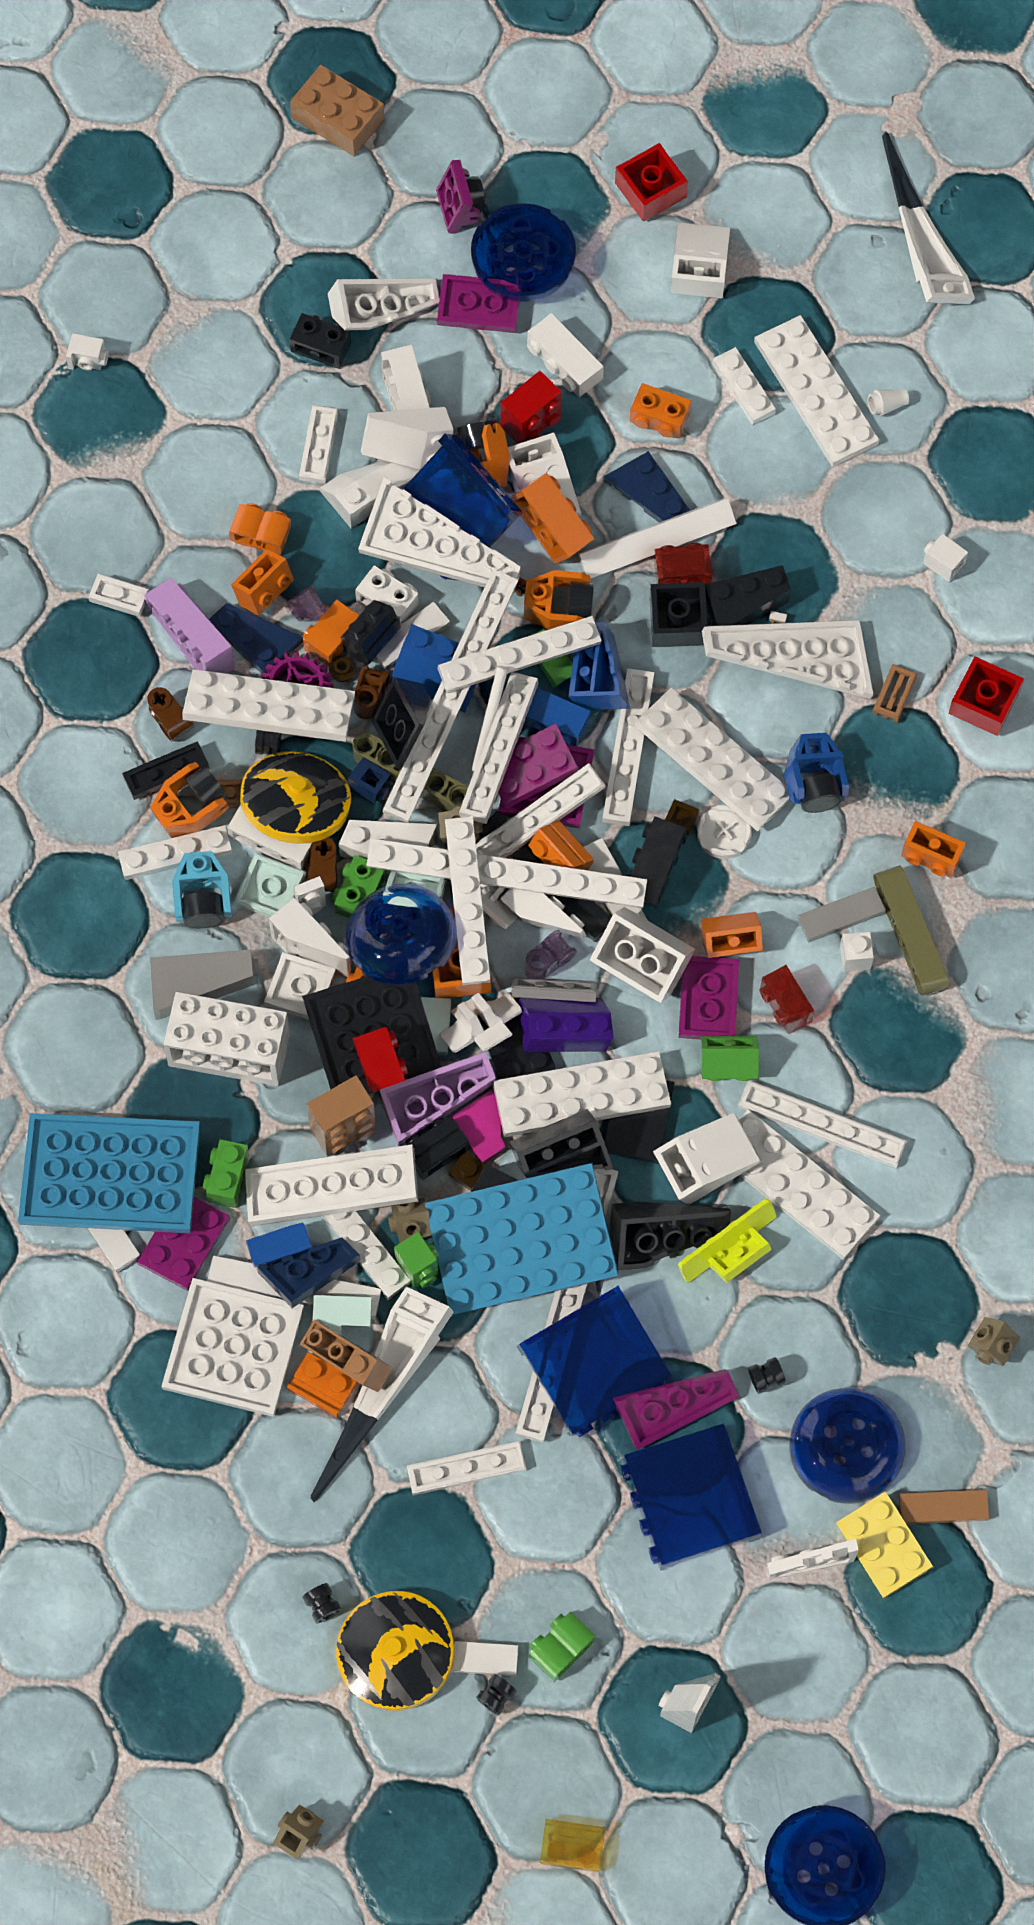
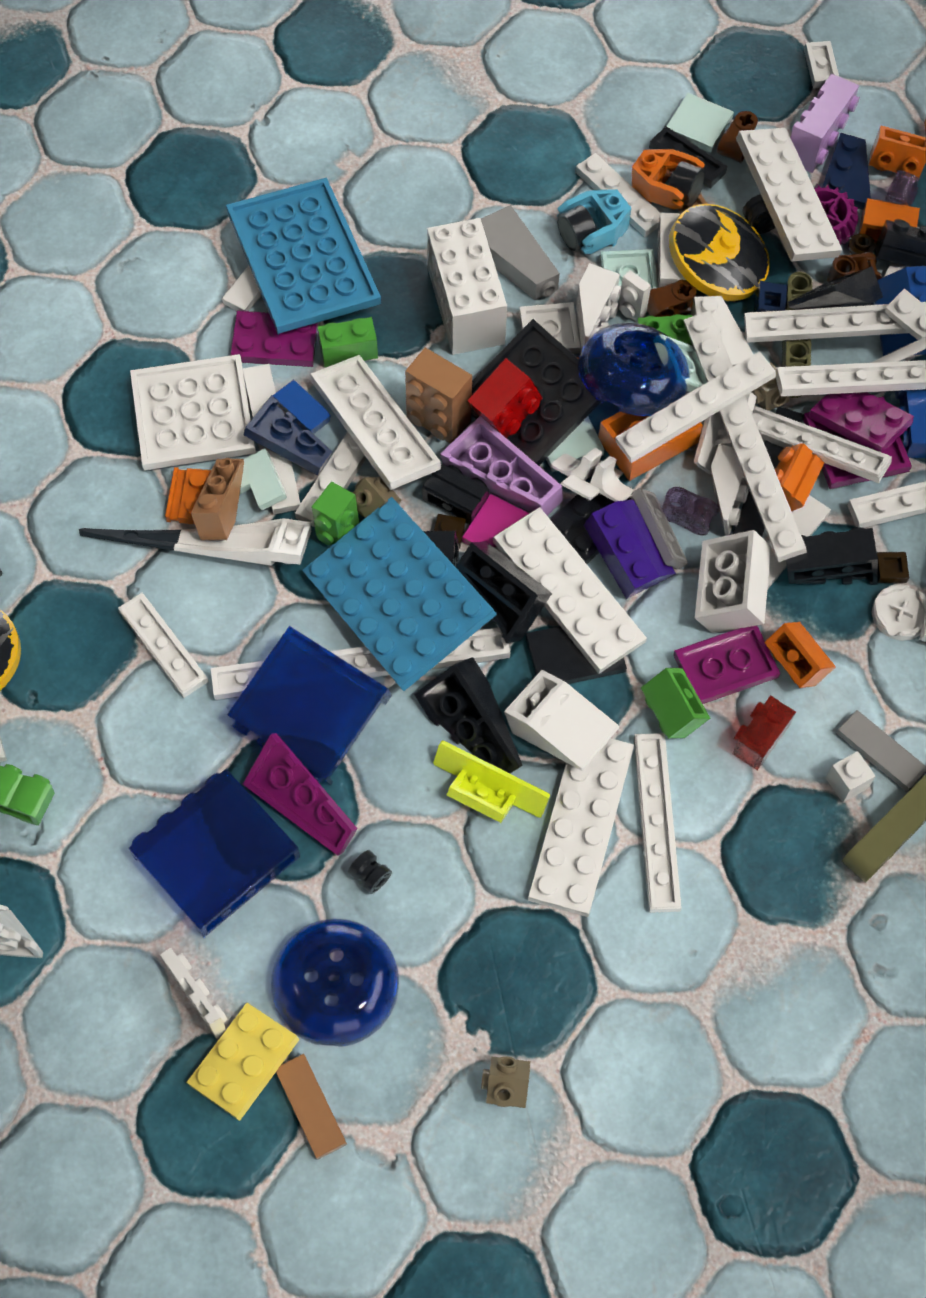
camera: 65 degrees right, 5 degrees down
(127, 739) = (700, 121): none -> light aqua tile

